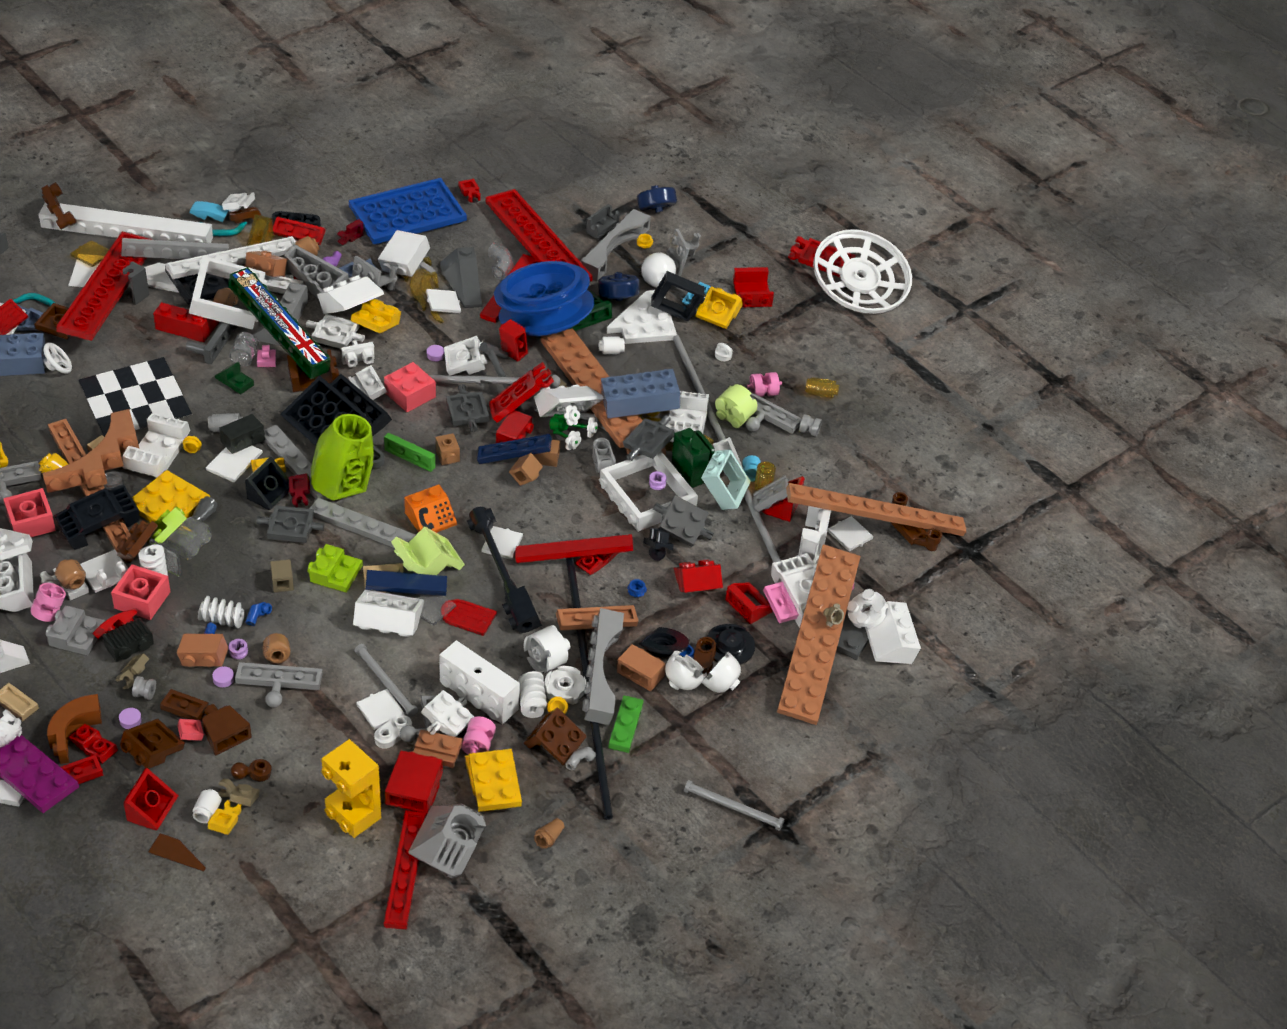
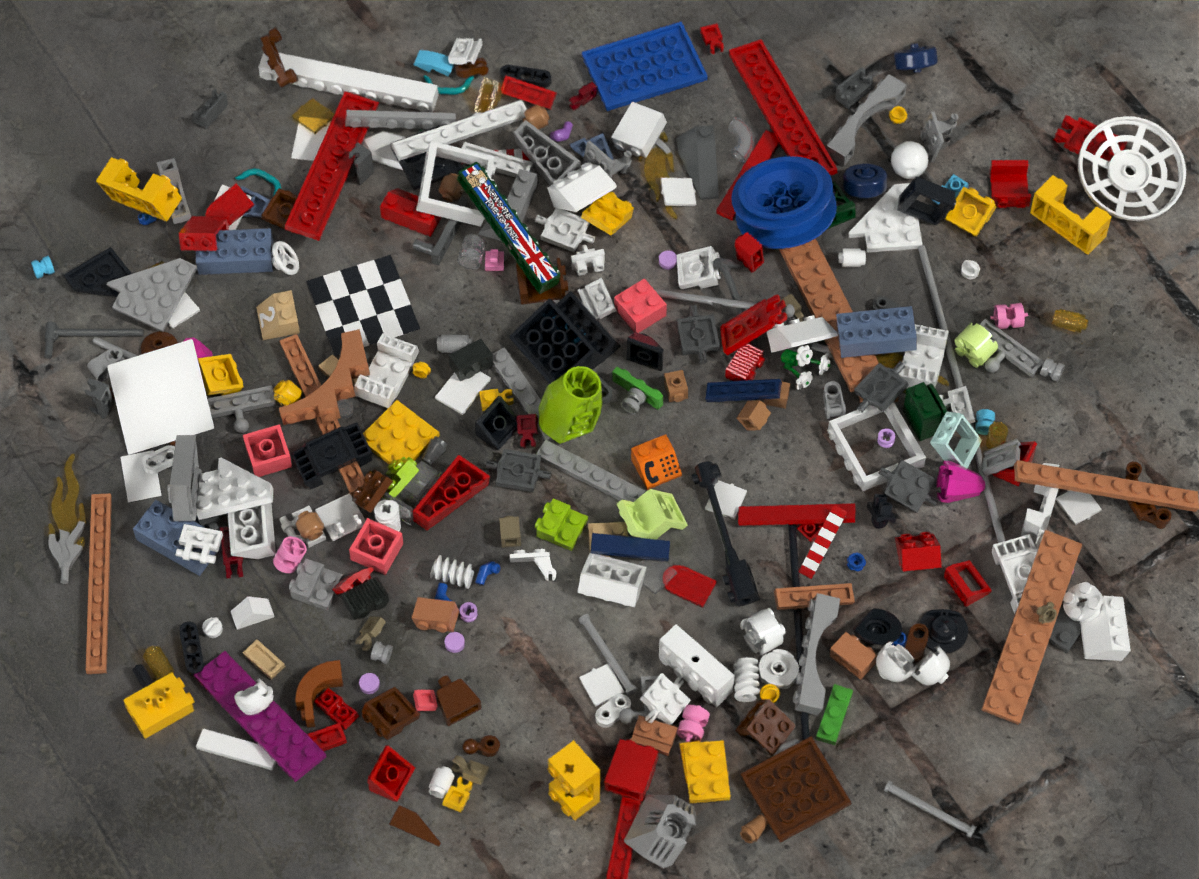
camera: 10 degrees right, 15 degrees up
(47, 405) = (278, 316): none -> tan slope
(183, 705) = (419, 673): reddish brown plate -> none
(219, 542) = (452, 489): none -> red wedge
(235, 378) = (461, 286): dark green slope -> none
(266, 262) = (494, 141): nougat brick -> none
(276, 648) = (504, 615): medium nougat head -> none
(278, 677) = (507, 647): light grey plate -> none
(306, 593) = (541, 559): none -> white plate
(406, 462) = (633, 400): none -> light grey wheel
(415, 422) = (644, 351): none -> black slope
(591, 792) = (795, 789): none -> reddish brown plate
(602, 570) = (822, 541): none -> sticker
(731, 516) = (958, 482): none -> dark pink cone
(780, 602) = (997, 588): bright pink plate -> none
(823, 318) = (1049, 209): none -> yellow plate

